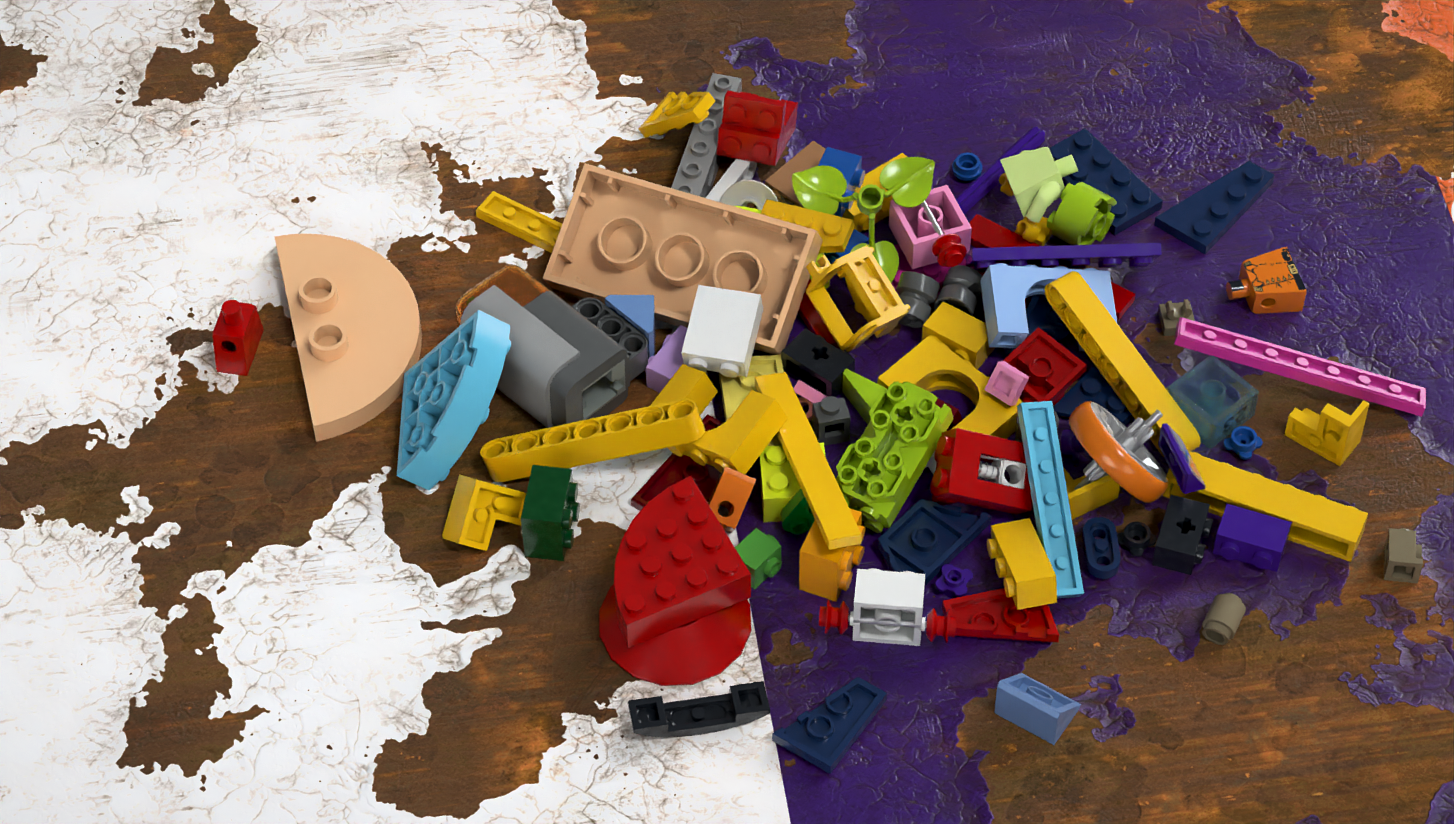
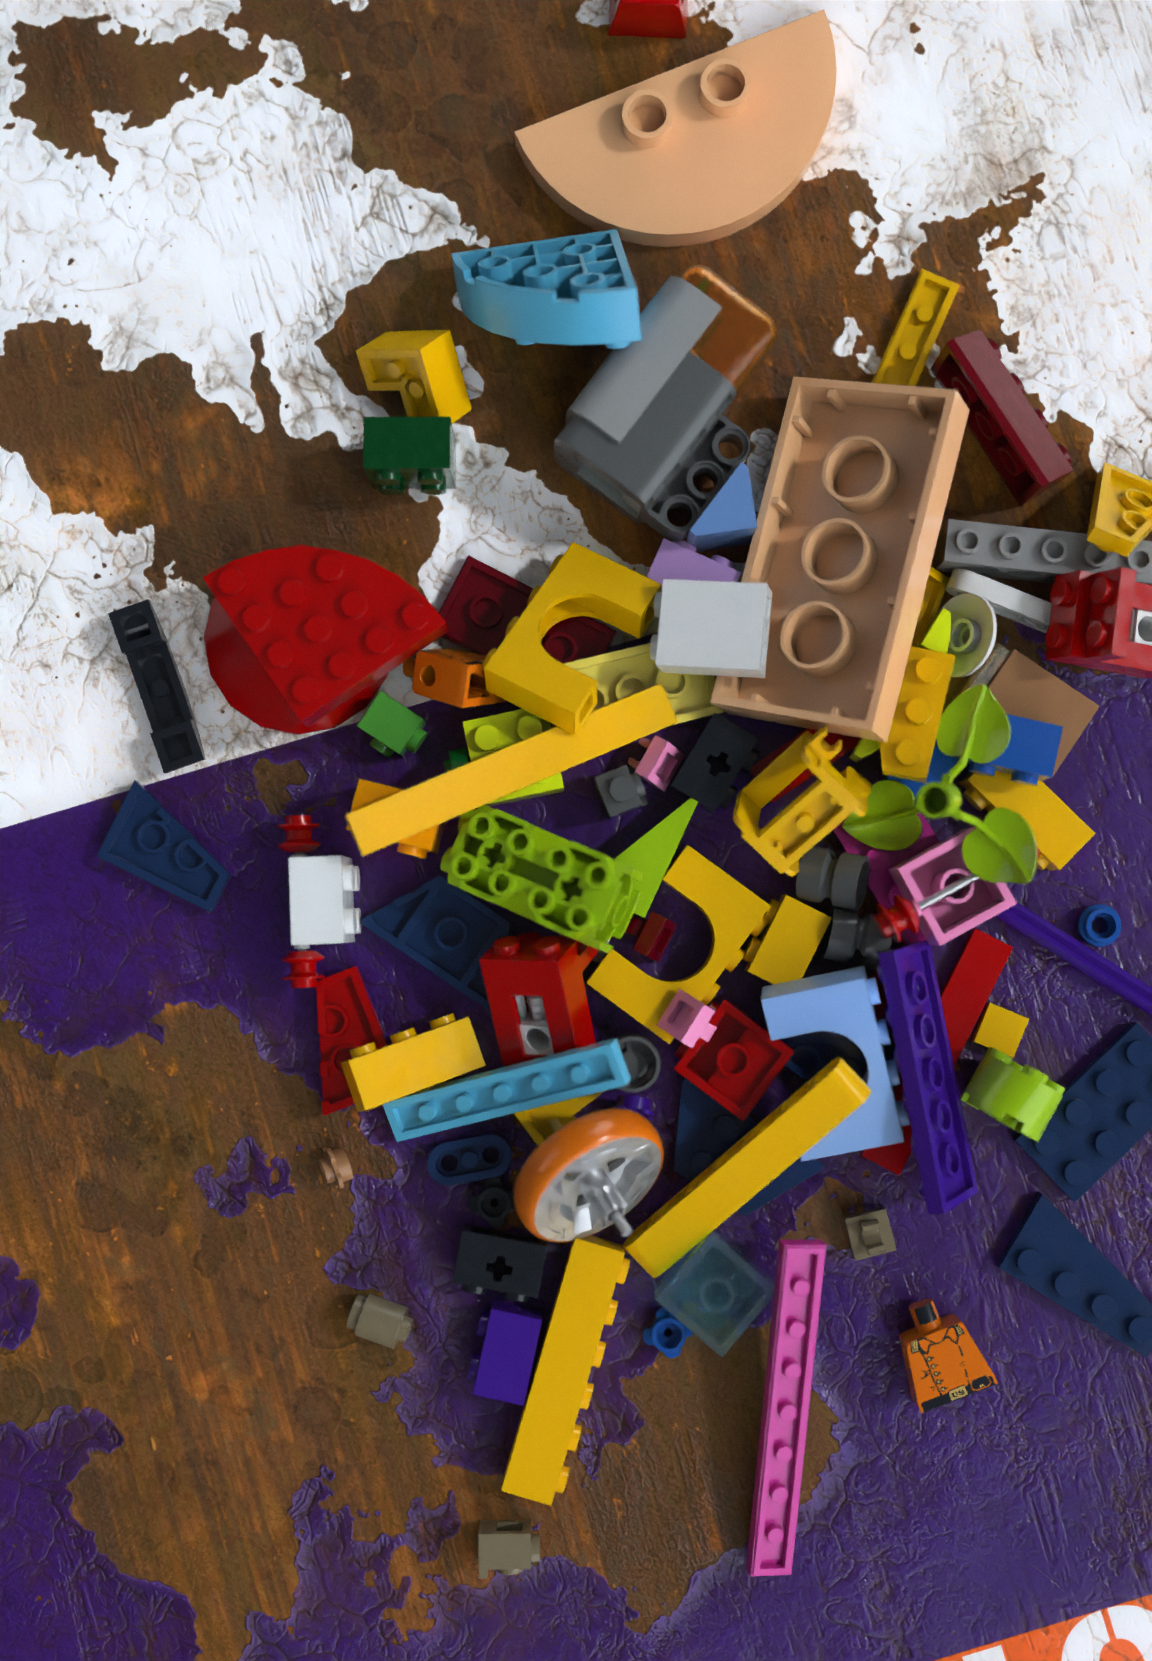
camera: 85 degrees right, 35 degrees up
(594, 439) = (515, 505): yellow beam -> none
(633, 158) = (1002, 417): none -> dark red slope
(953, 588) = (386, 983): dark purple plate -> none
(1034, 707) = (222, 1097): medium blue slope -> none
(1035, 183) = (1050, 1026): yellowish green torso -> none
(1100, 633) = (335, 1167): none -> medium nougat plate
(1179, 460) = (592, 1259): dark purple slope -> none
(1329, 434) = (694, 1446): yellow panel -> none

